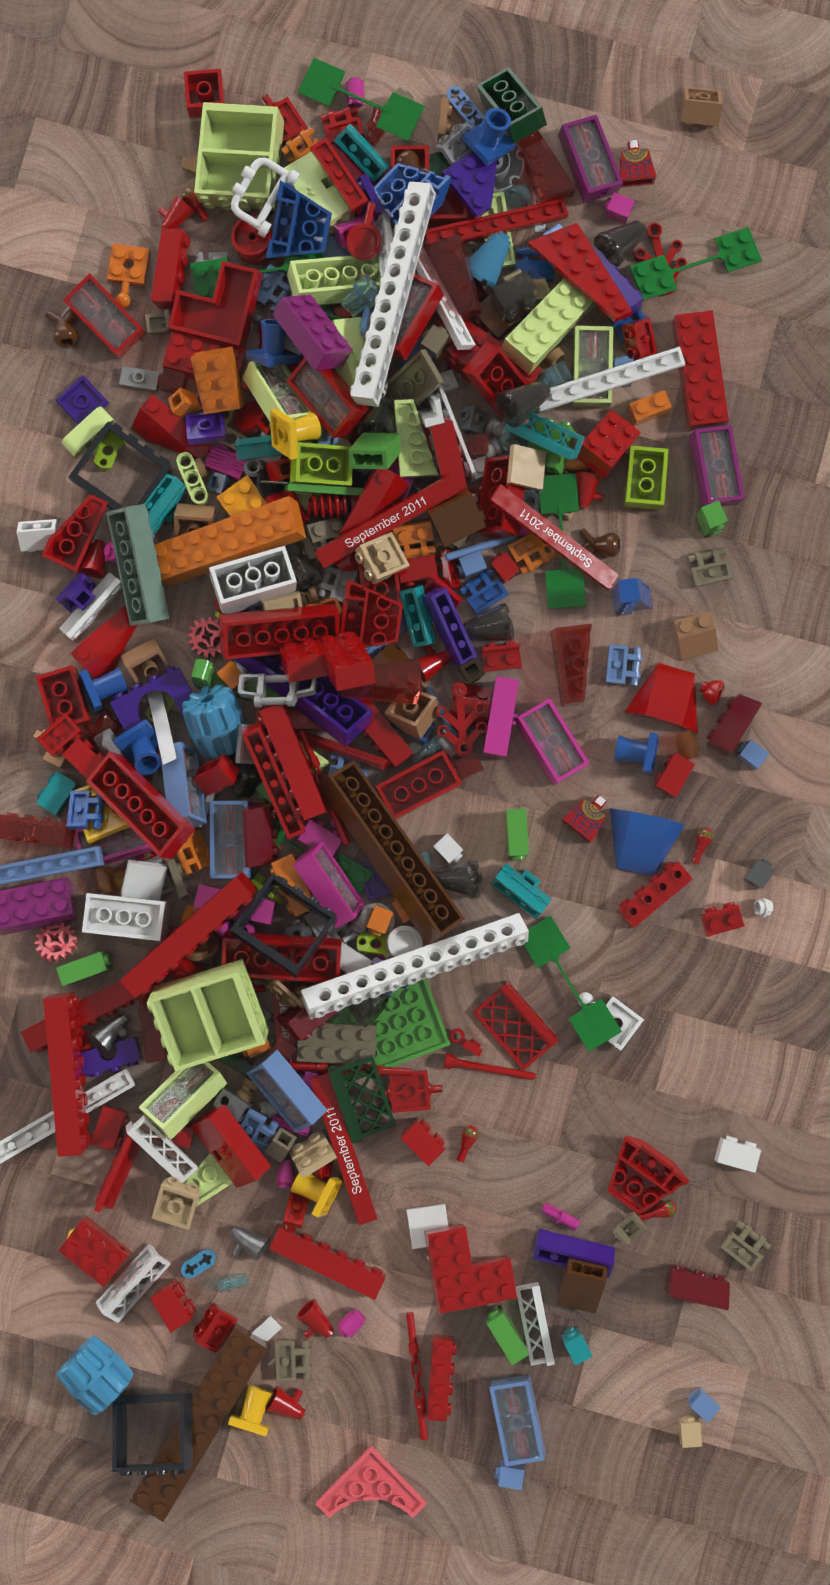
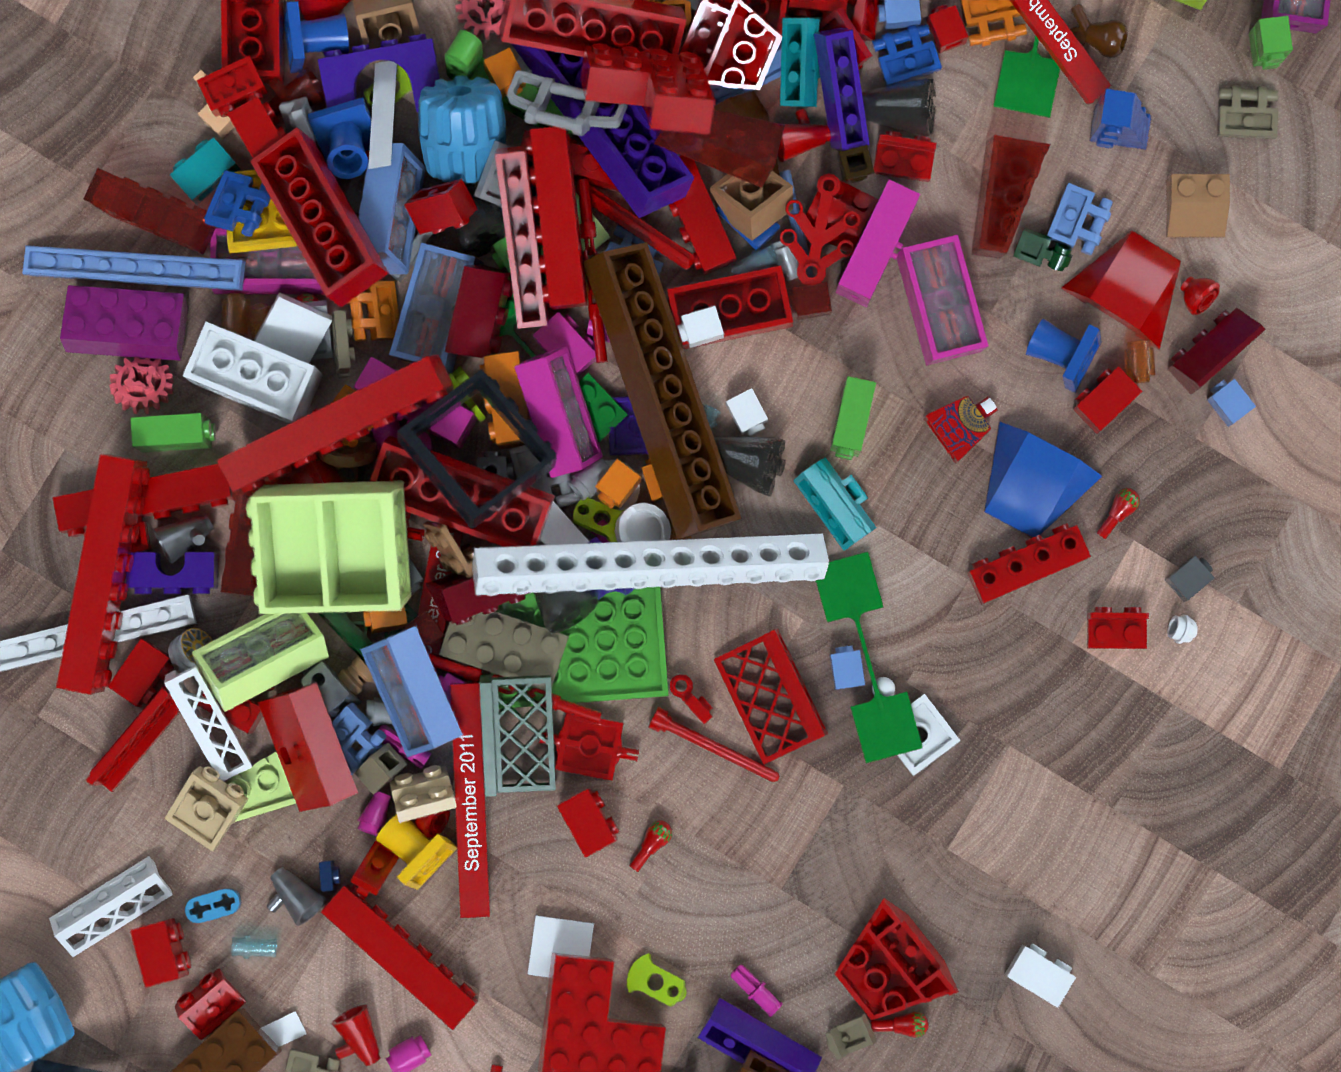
camera: 20 degrees right, 0 degrees up
(94, 1251) = (69, 843): red piece -> none
(130, 1103) = (180, 647): none -> light grey wheel
(267, 1222) = (329, 875): none -> dark blue plate
(404, 804) = (701, 327): none -> white brick
(483, 1229) = (639, 977): none -> lime piece
(559, 994) = (847, 668): none -> medium blue brick
(600, 692) = (1034, 247): none -> dark green plate

